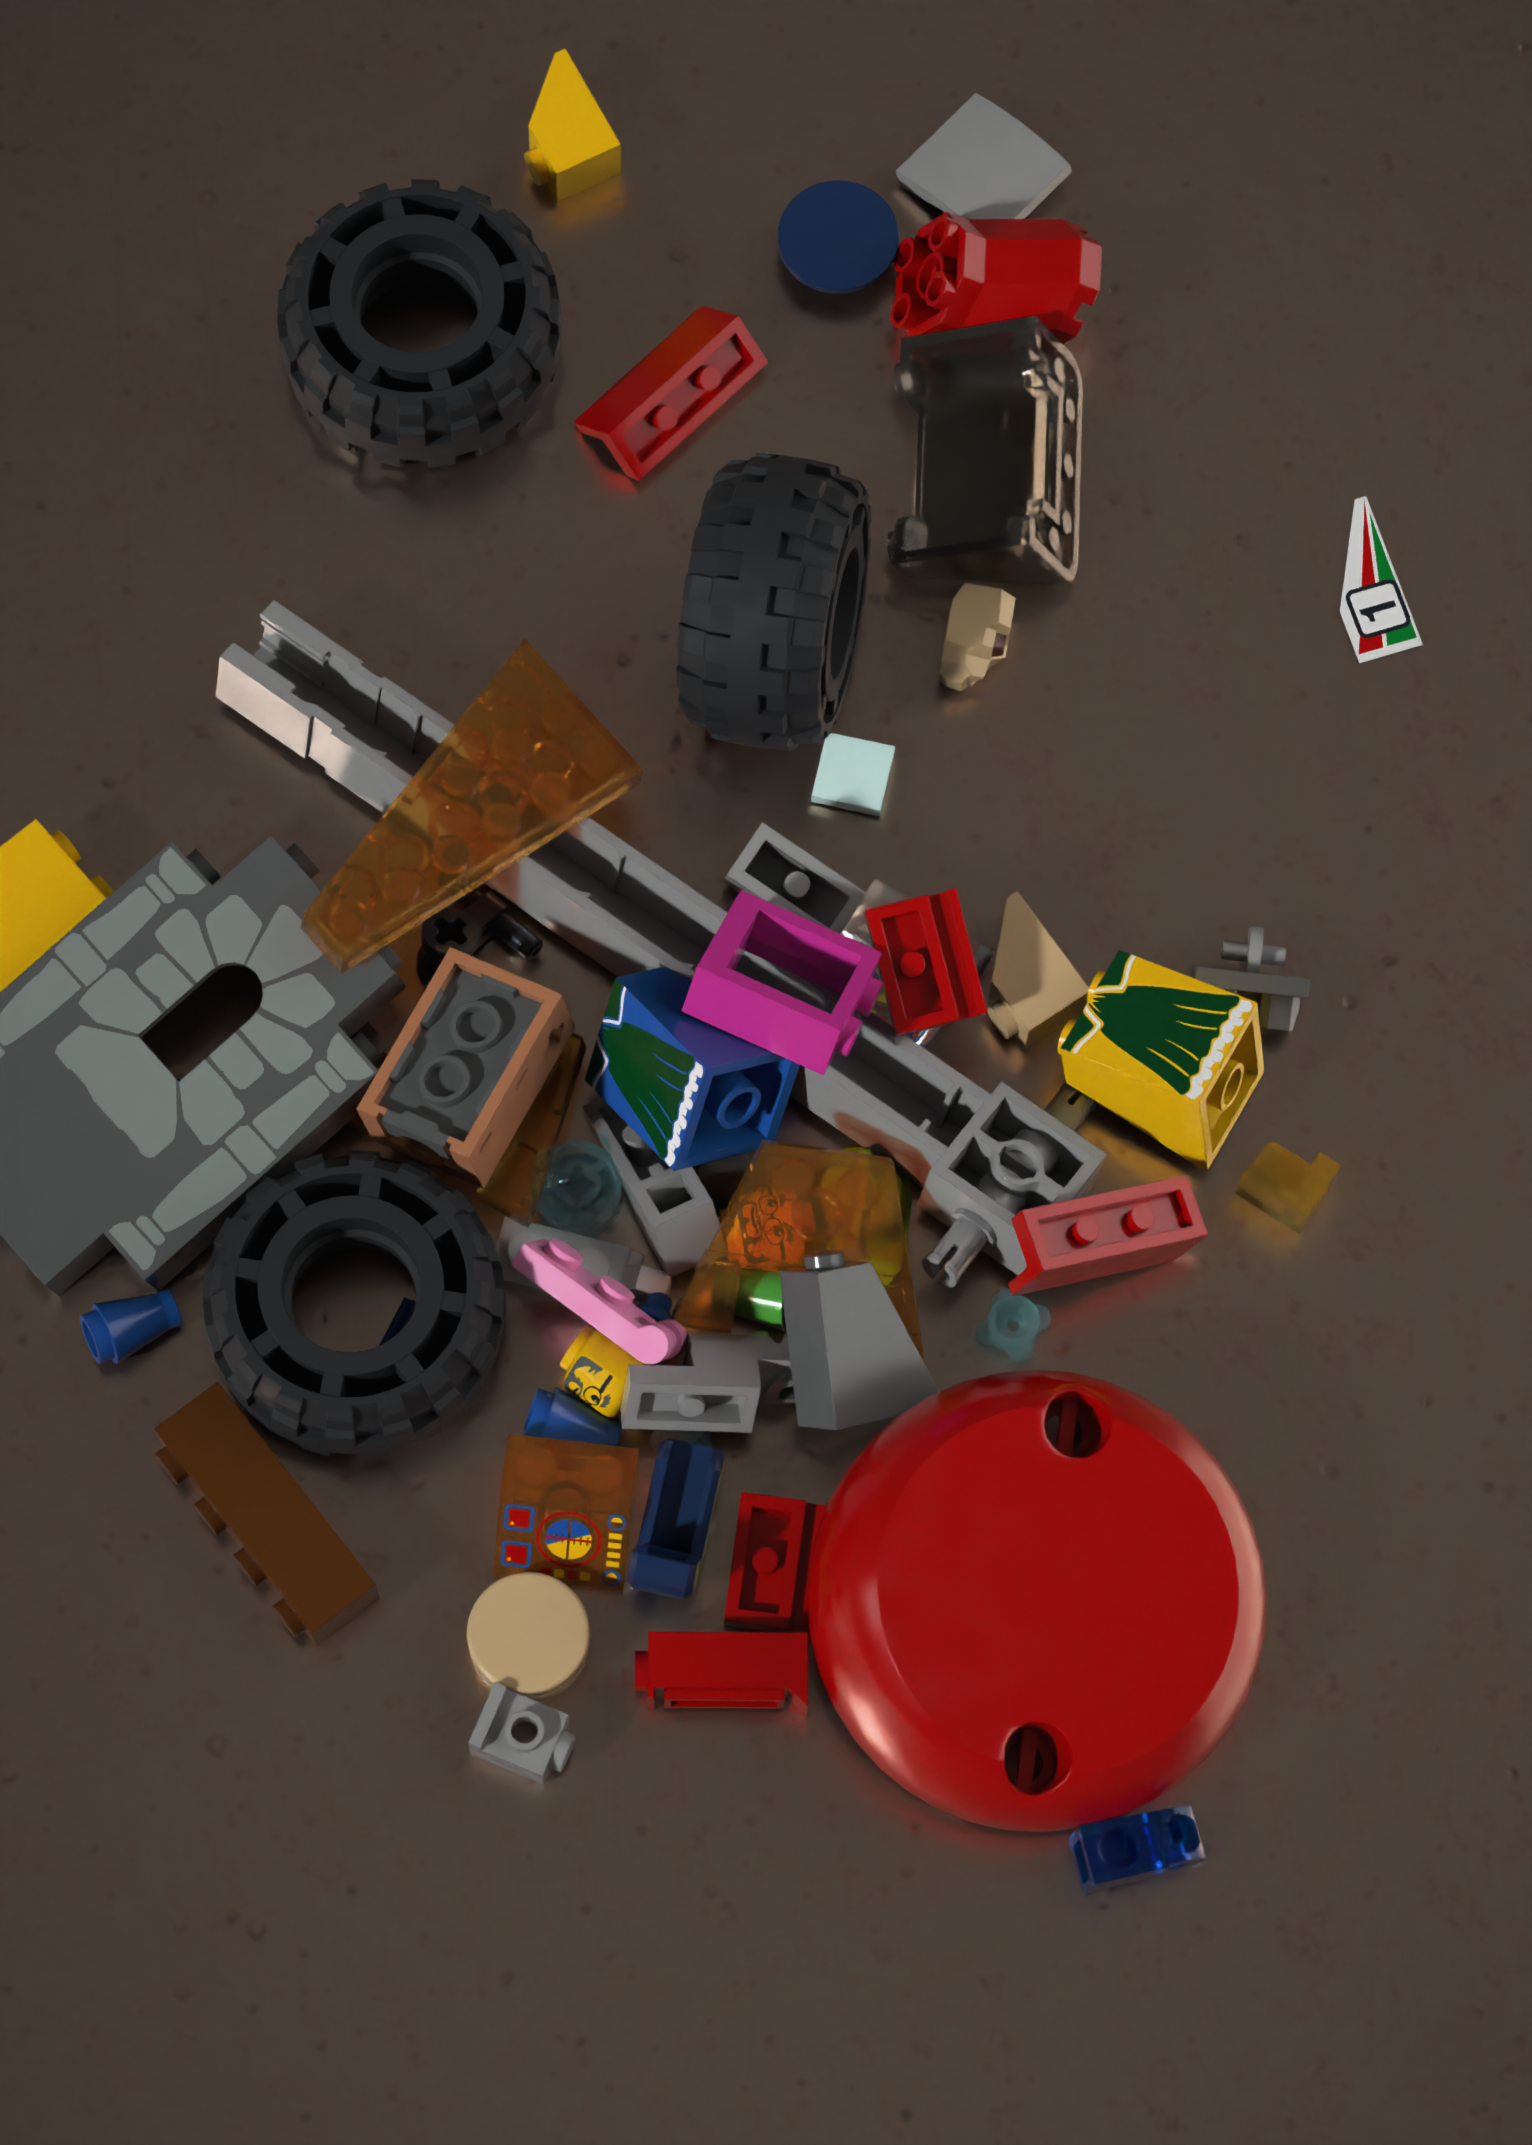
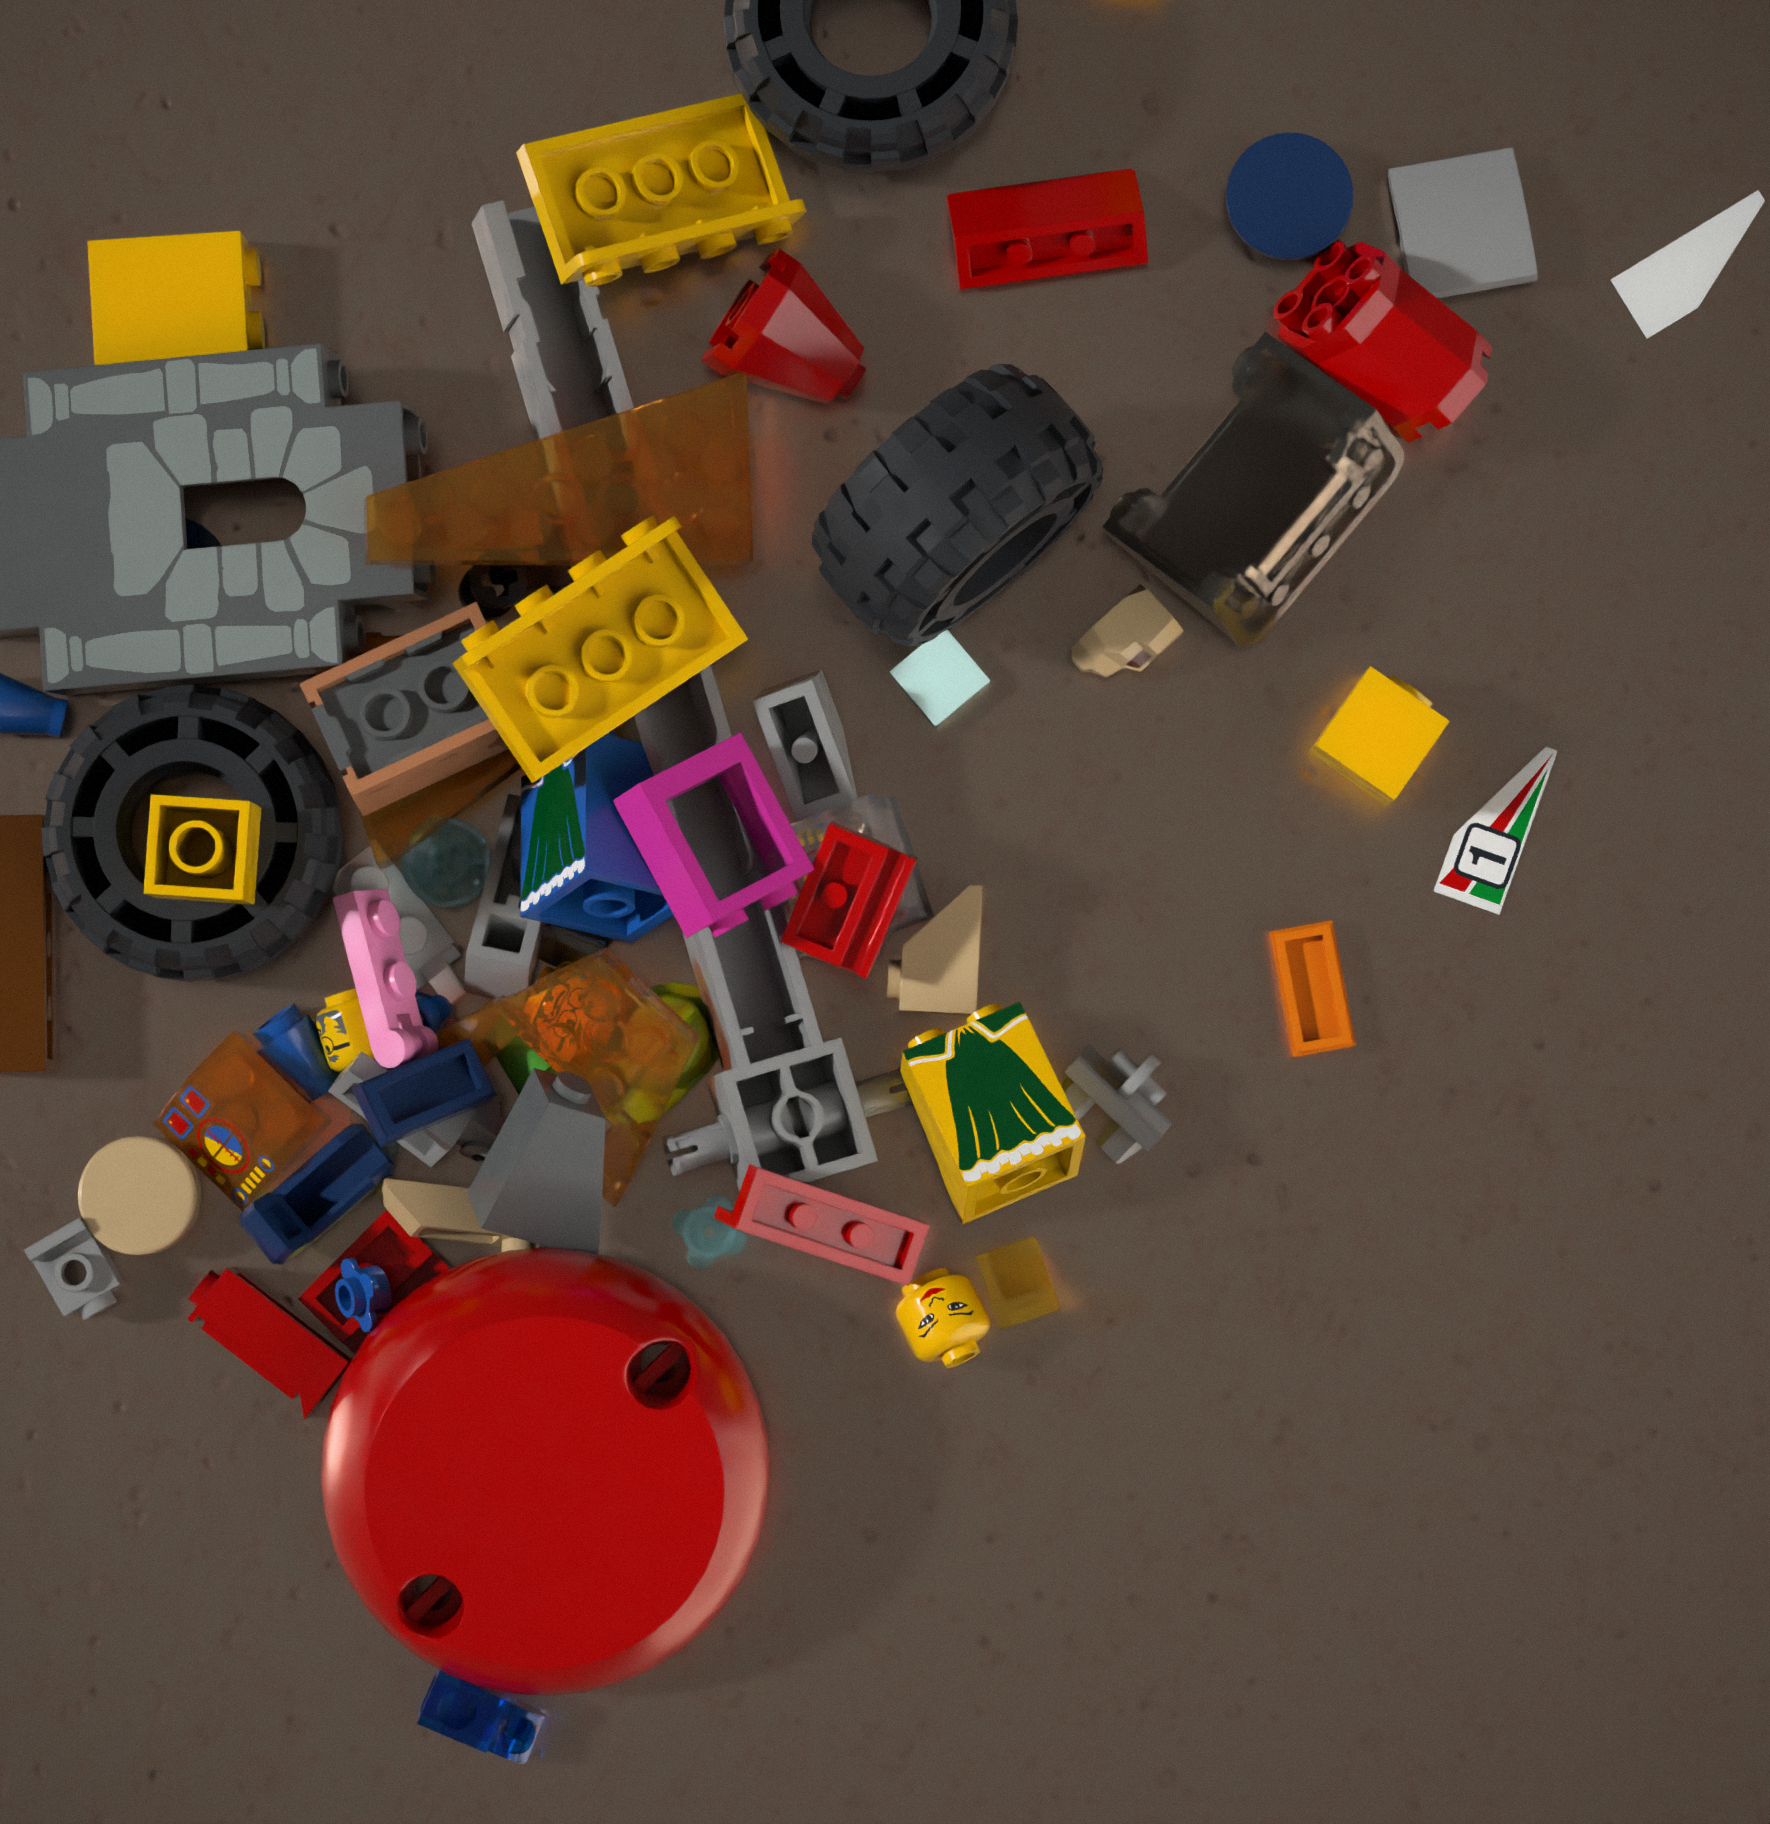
camera: 45 degrees right, 15 degrees up
(348, 556) = (657, 190): none -> yellow bracket
(383, 1274) = (202, 849): none -> yellow head
(533, 597) = (787, 336): none -> red cone
(577, 902) = (598, 647): none -> yellow bracket
(705, 1359) = (424, 1092): none -> dark blue tile
(777, 1567) = (363, 1293): none -> blue plate
(794, 1460) = (440, 1214): none -> tan piece
(1172, 98) = (1682, 272): none -> white sticker
(1228, 568) = (1380, 735): none -> yellow head
(1252, 1249) = (942, 1317): none -> yellow head
(1328, 798) = (1312, 988): none -> orange tile

